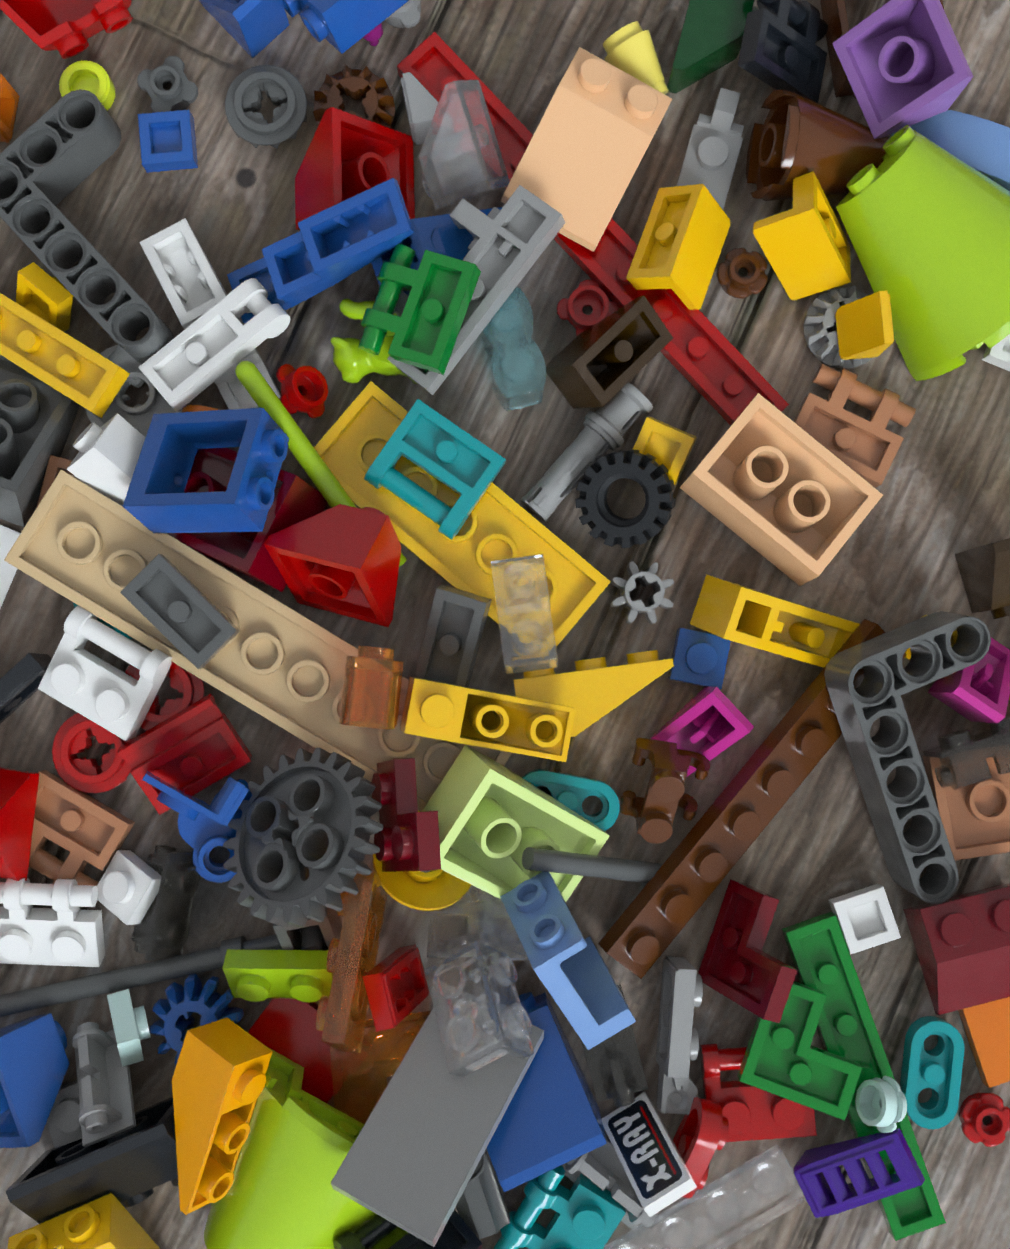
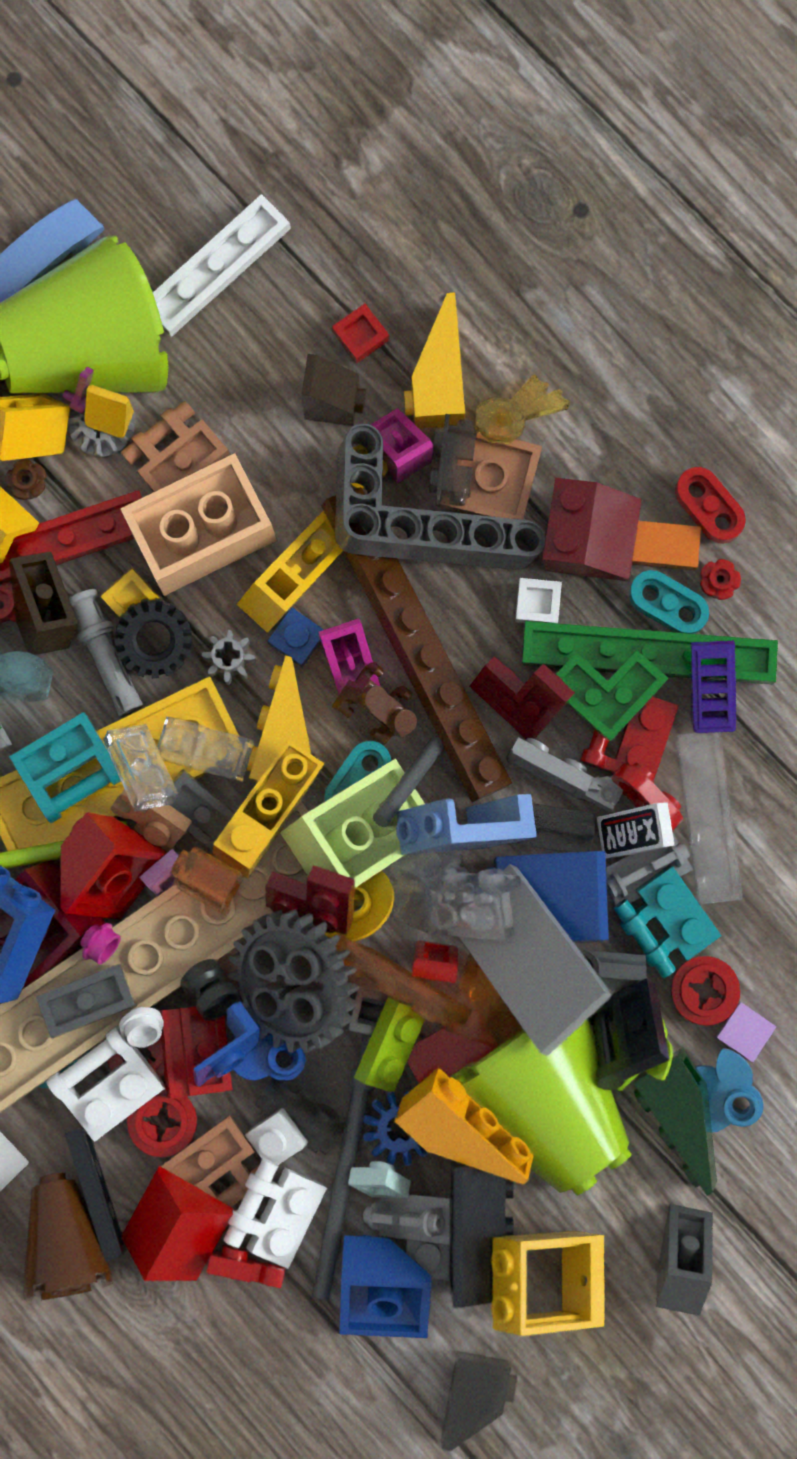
camera: 70 degrees left, 5 degrees down
(180, 686) = (142, 1026): none -> white plate
(252, 596) = (100, 943): none -> dark pink plate
(255, 743) = (210, 990): none -> pearl dark grey wheel
(364, 630) = (158, 876): none -> lavender tile
(418, 596) = (159, 825): none -> medium nougat plate
(469, 552) = (140, 767): none -> clear plate
(864, 287) = (78, 400): none -> magenta piece
(881, 1103) = (669, 647): light aqua plate -> none

